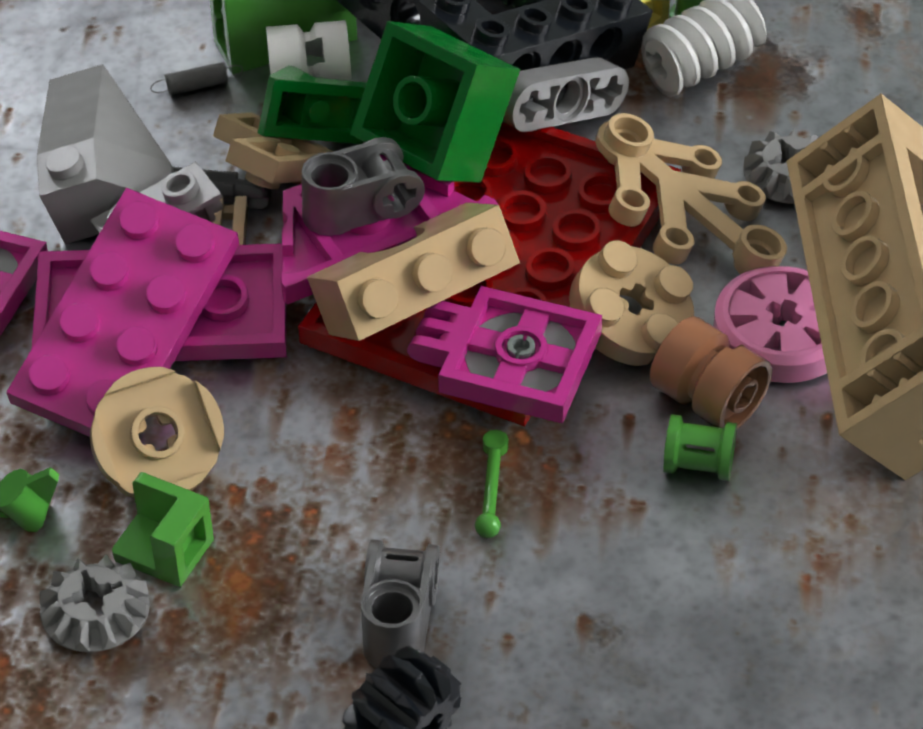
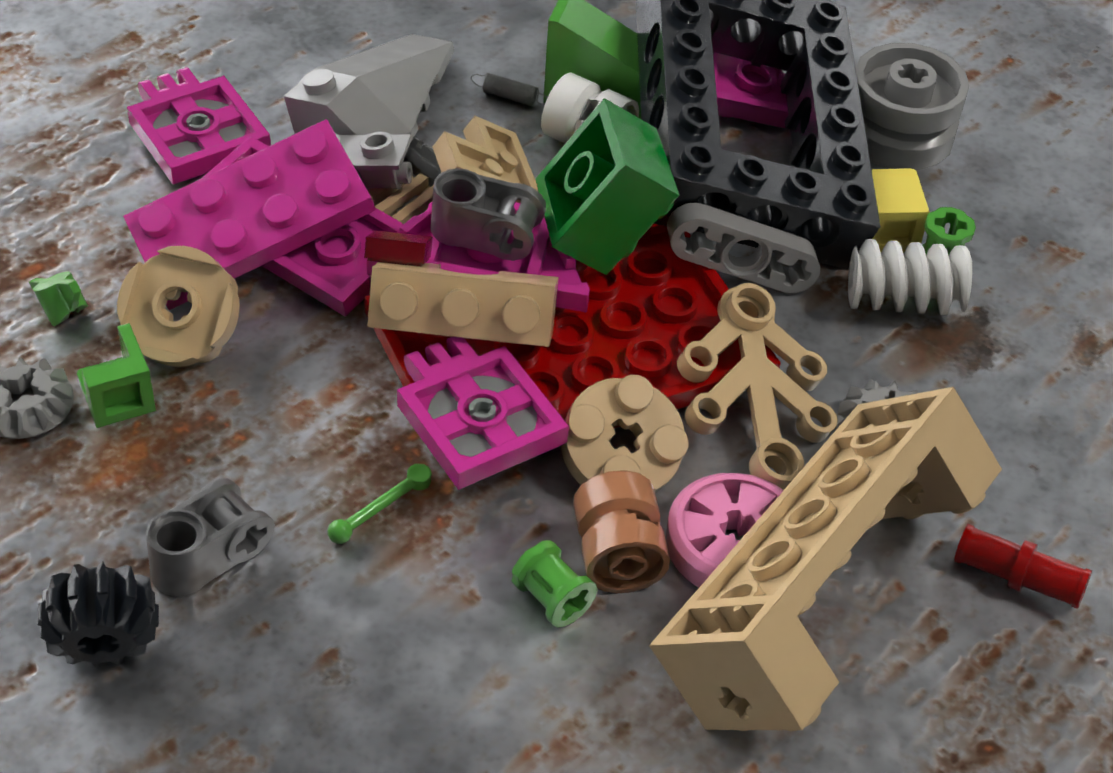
camera: 35 degrees right, 0 degrees up
(310, 107) = (528, 136): green slope -> none
(320, 257) = (398, 248): none -> dark red tile

